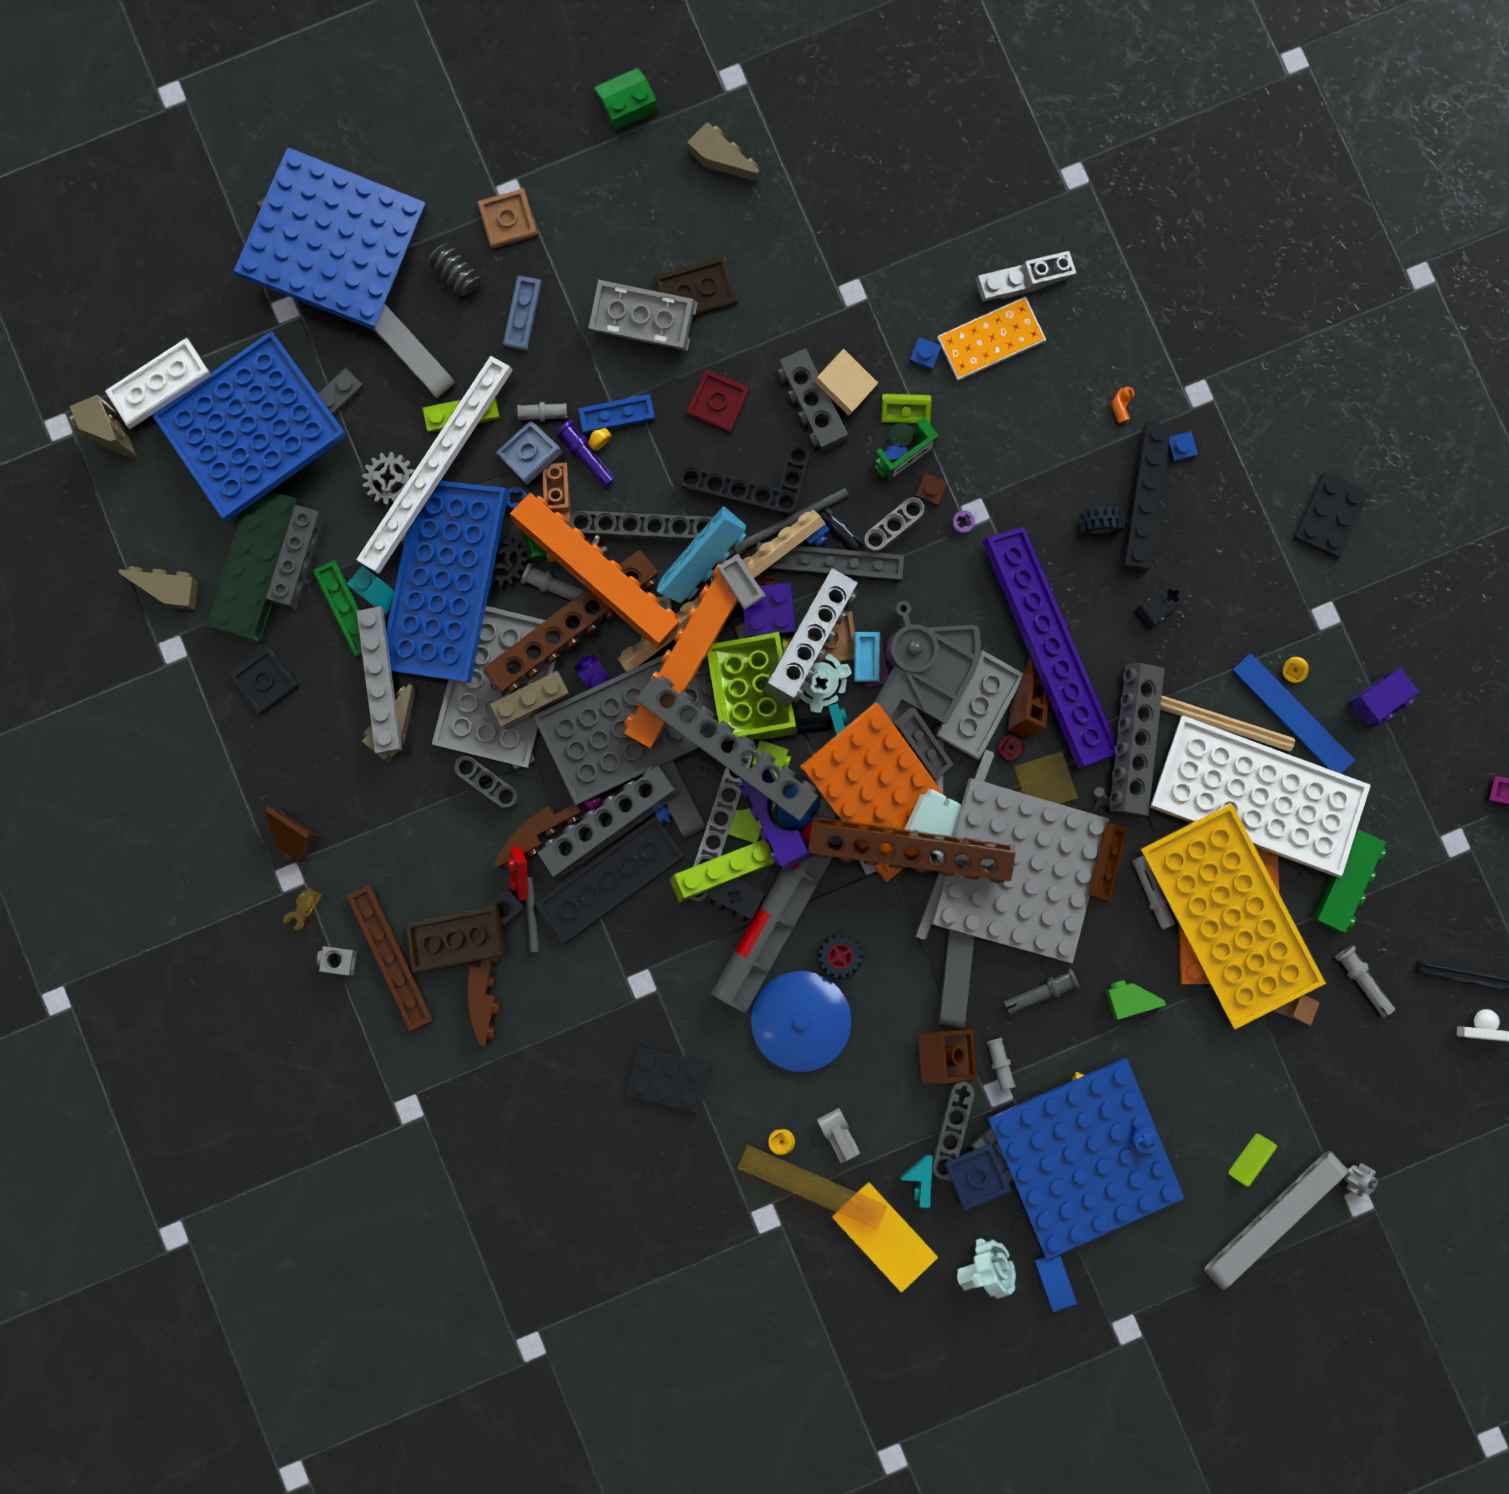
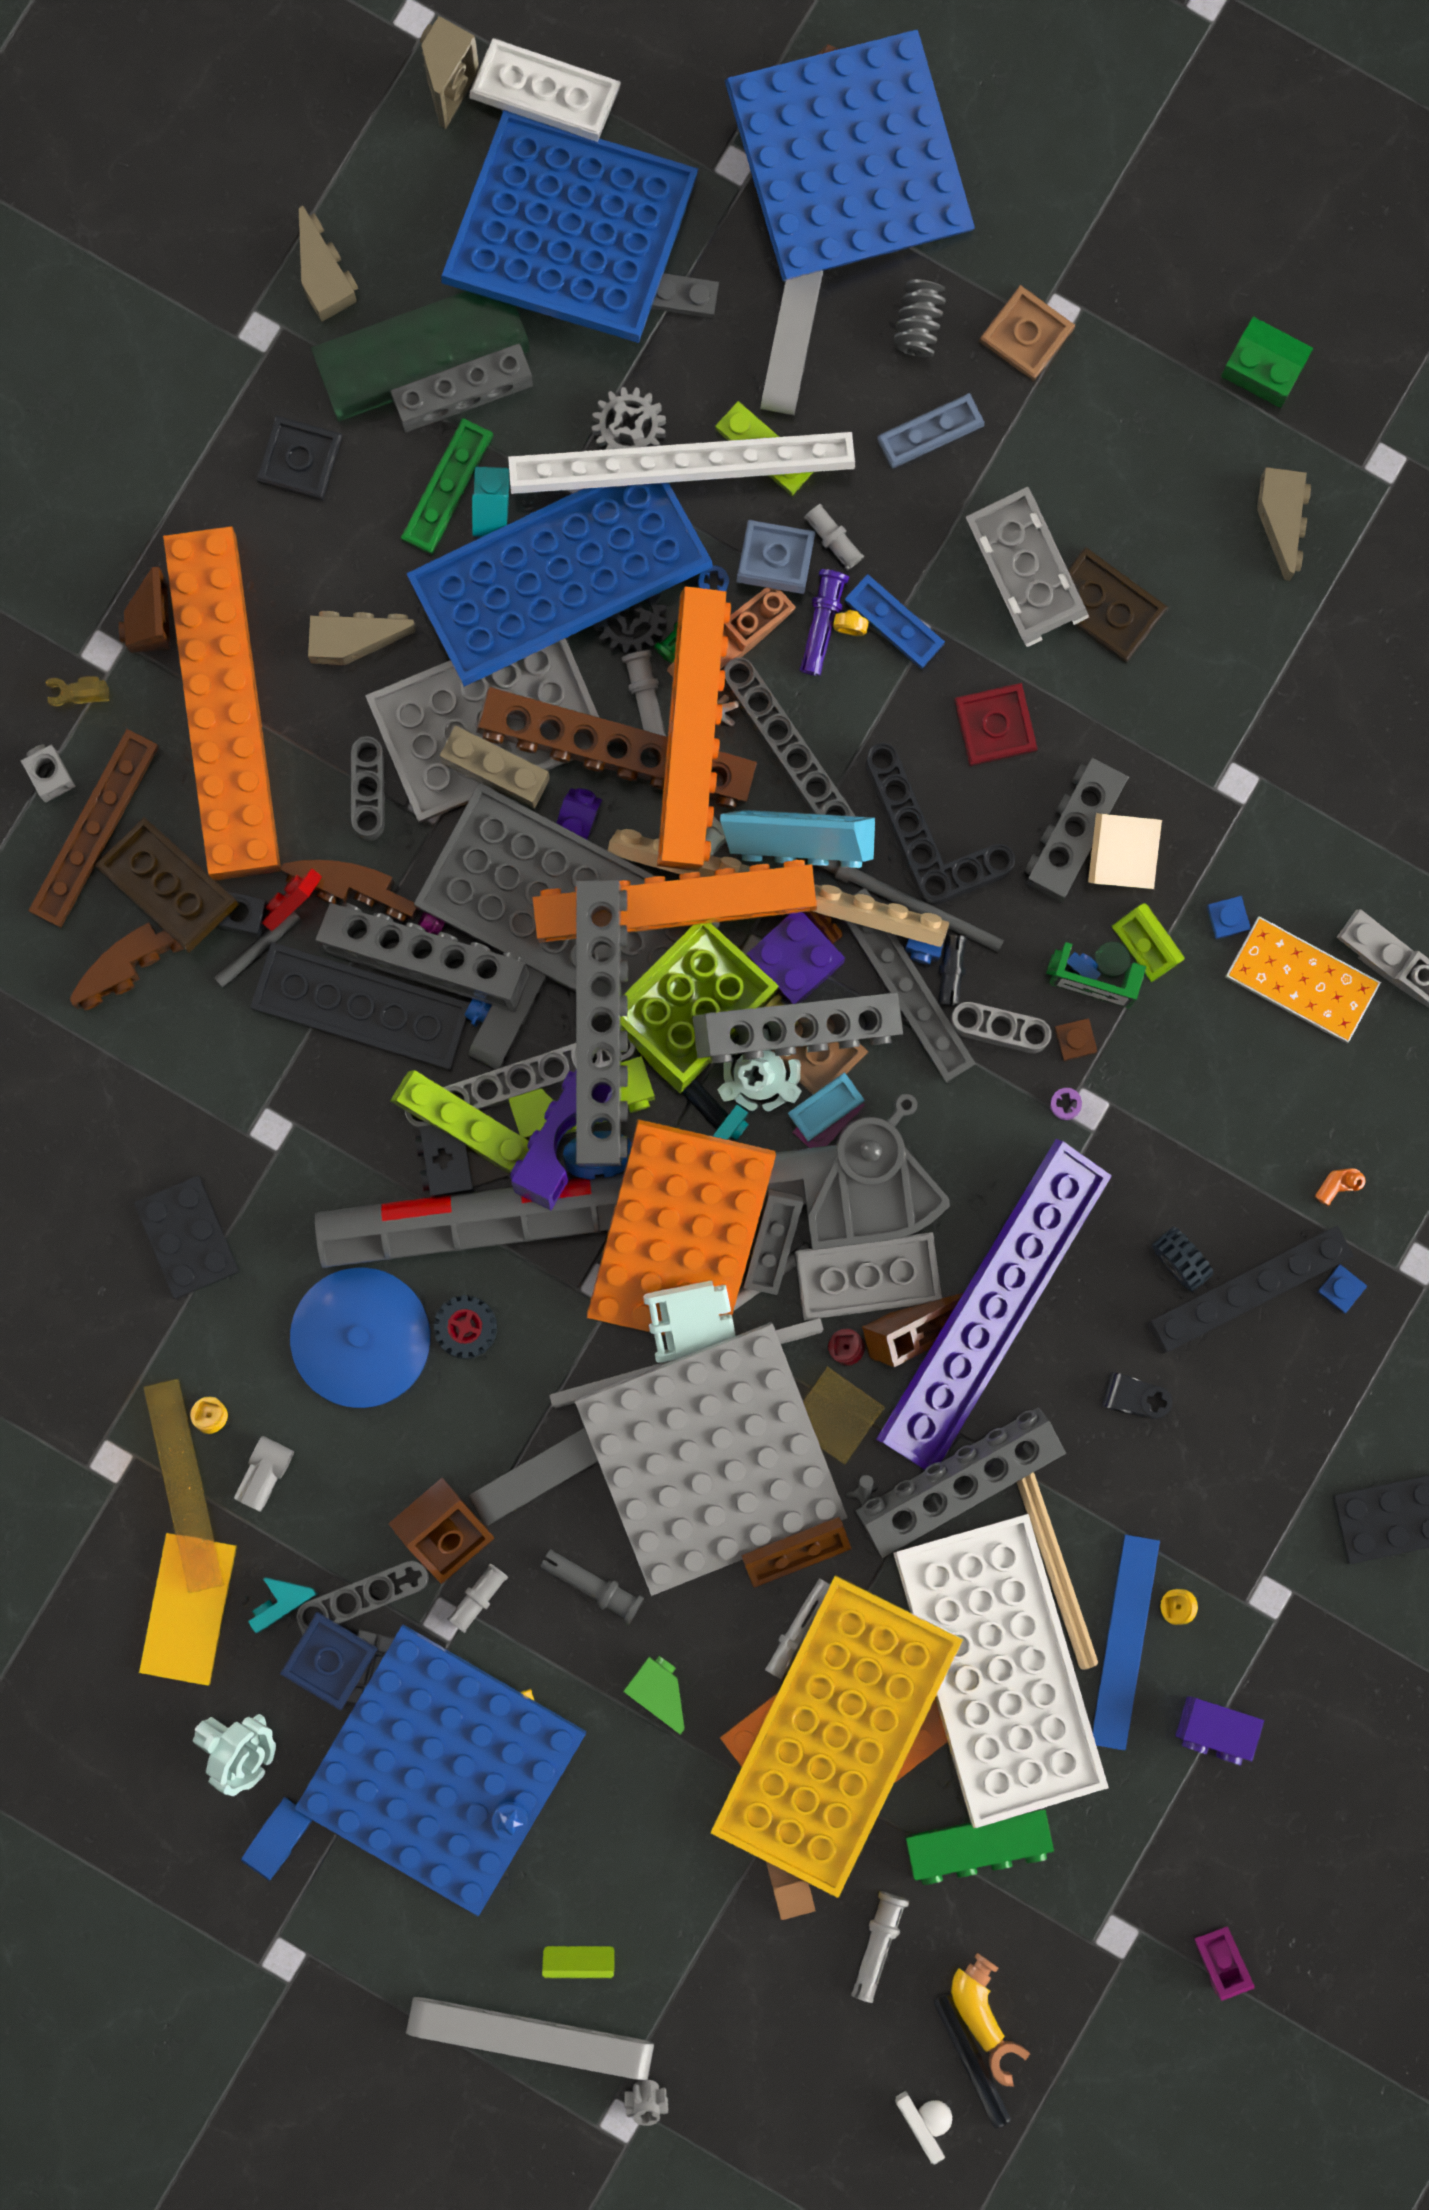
camera: 45 degrees right, 0 degrees up
(373, 830) = (222, 703): none -> orange brick
(379, 680) = (392, 584): light grey plate -> none
(741, 581) = (799, 900): light grey tile -> none
(924, 842) = (656, 1321): reddish brown brick -> none
(1435, 951) = (971, 2001): none -> yellow piece

